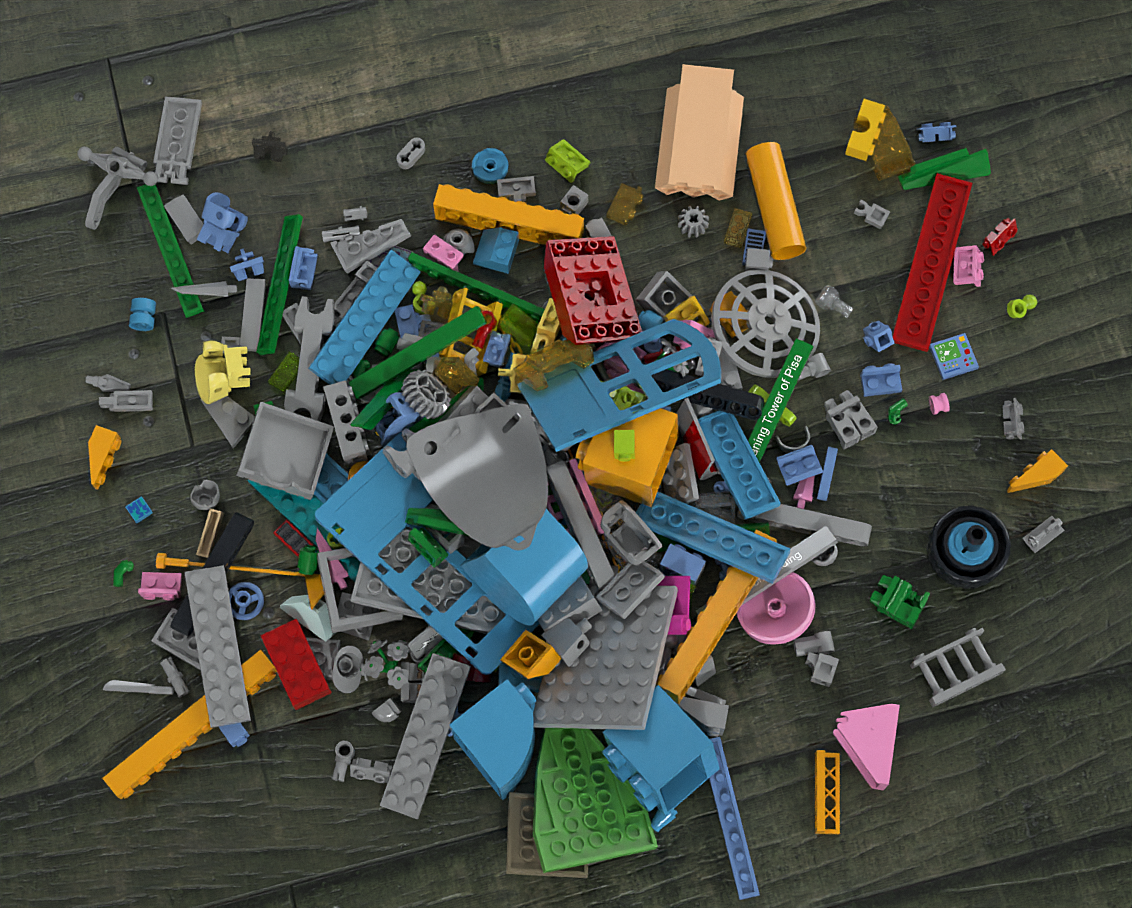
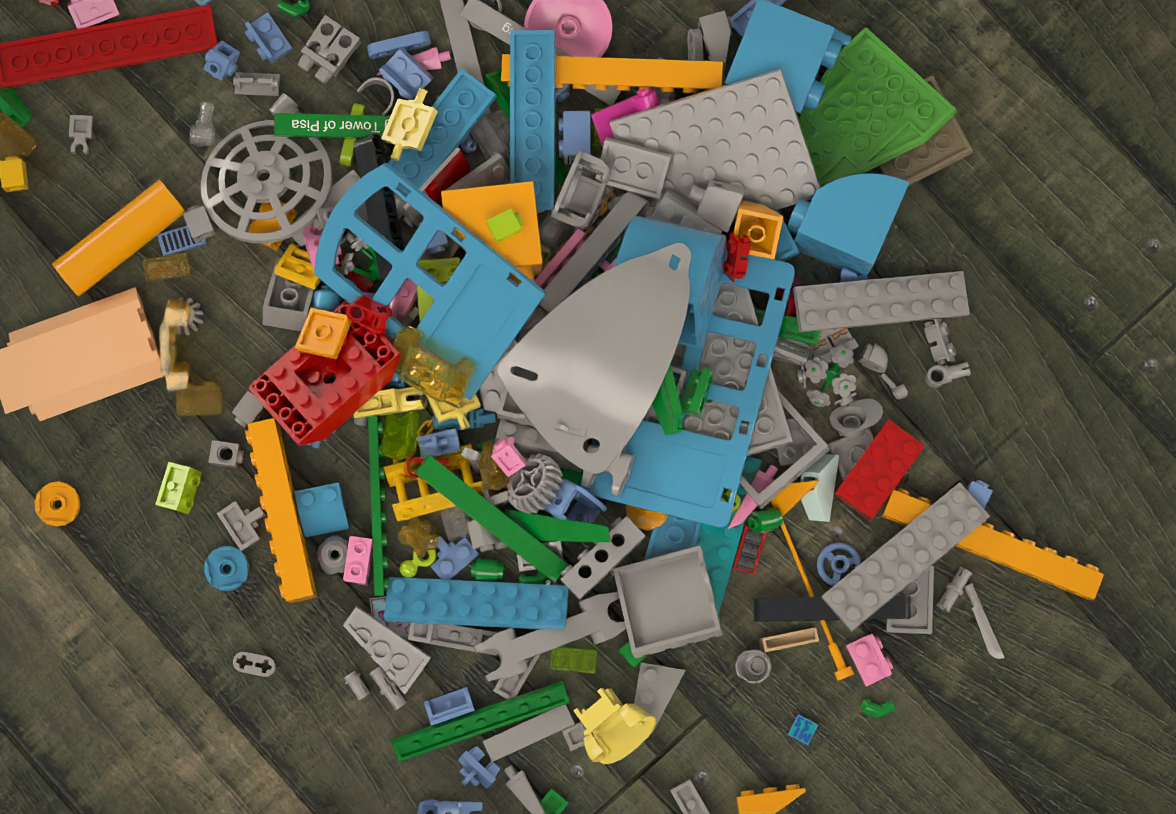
camera: 120 degrees left, 10 degrees up
(349, 717) = (898, 392): none -> light grey hand
(457, 384) = (508, 456): none -> bright pink bracket
(523, 631) = (734, 265): none -> red hinge
(603, 68) = (46, 500): none -> light orange plate
(621, 338) = (371, 314): none -> red piece
(623, 303) = (323, 333): none -> light orange tile
(657, 189) = (175, 373): none -> clear yellow plate
(755, 442) = (409, 124): none -> light yellow plate
(848, 355) = (256, 84): none -> light grey hinge

